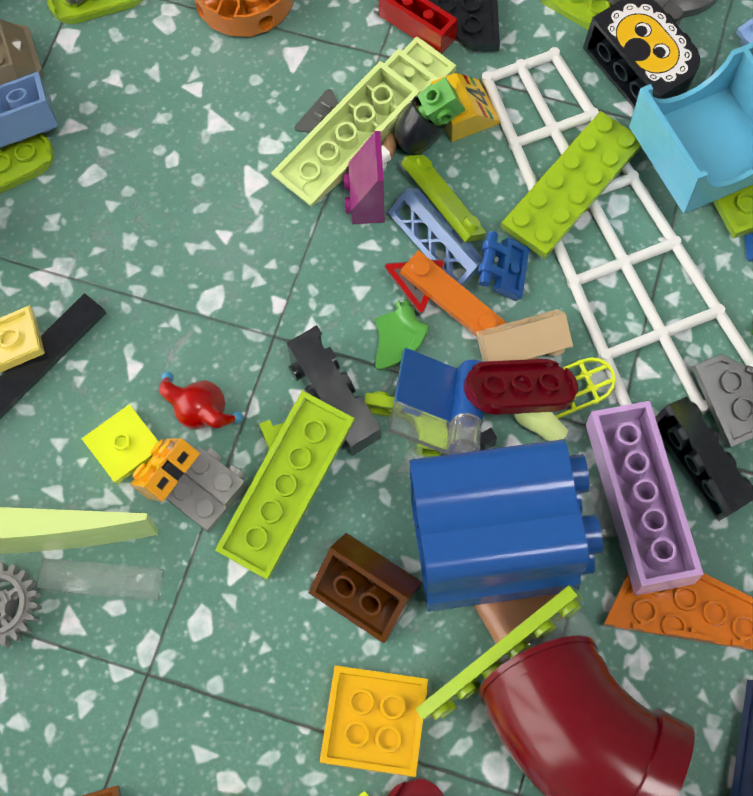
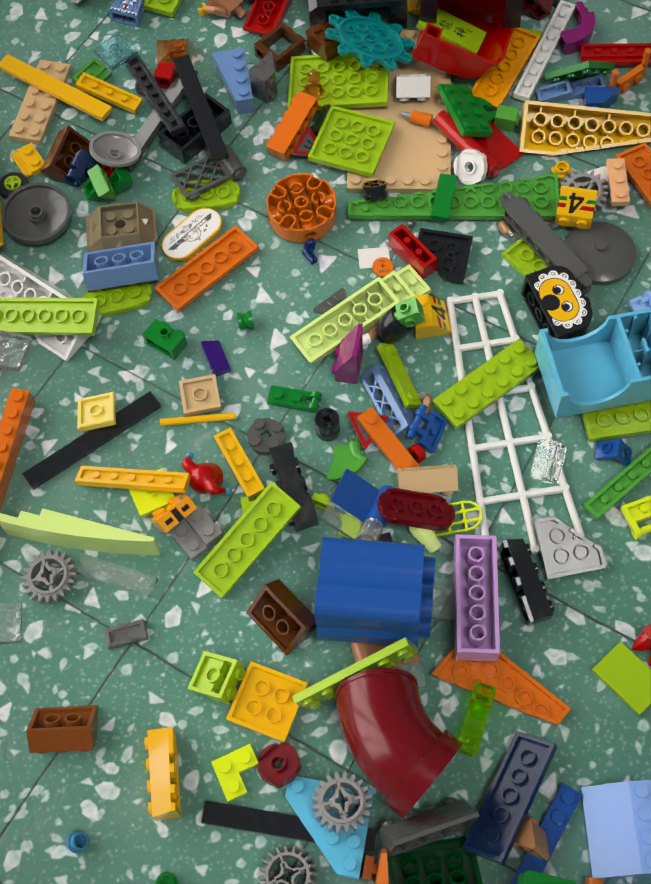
camera: 15 degrees right, 5 degrees down
(88, 212) = (165, 339): none -> green brick
(90, 54) = (192, 235): none -> white tile
(90, 430) = (133, 479): none -> yellow plate
(124, 99) = (206, 269): none -> orange plate
(136, 666) = (126, 634): none -> flat silver tile
(160, 284) = (200, 395): none -> tan plate
(164, 320) = (197, 419): none -> yellow bar
(169, 224) = (215, 357): none -> dark purple slope
(200, 162) = (245, 320): none -> green wheel
(243, 373) = (239, 463): none -> yellow plate
(266, 44) = (308, 251): none -> clear blue arm
(269, 309) = (263, 426): none -> dark grey plate
(290, 702) = (217, 677): none -> lime plate
(300, 262) = (294, 399): none -> green plate
(359, 289) = (327, 424): none -> black wheel
(362, 37) = (369, 255): none -> white sticker
(379, 48) = (382, 267): none -> orange piece
(491, 221) = (426, 396): none -> arm
(499, 303) = (417, 453): none -> red tile
(686, 673) = (476, 718): none -> clear neon green arch
(687, 277) = (548, 461): none -> clear hinge

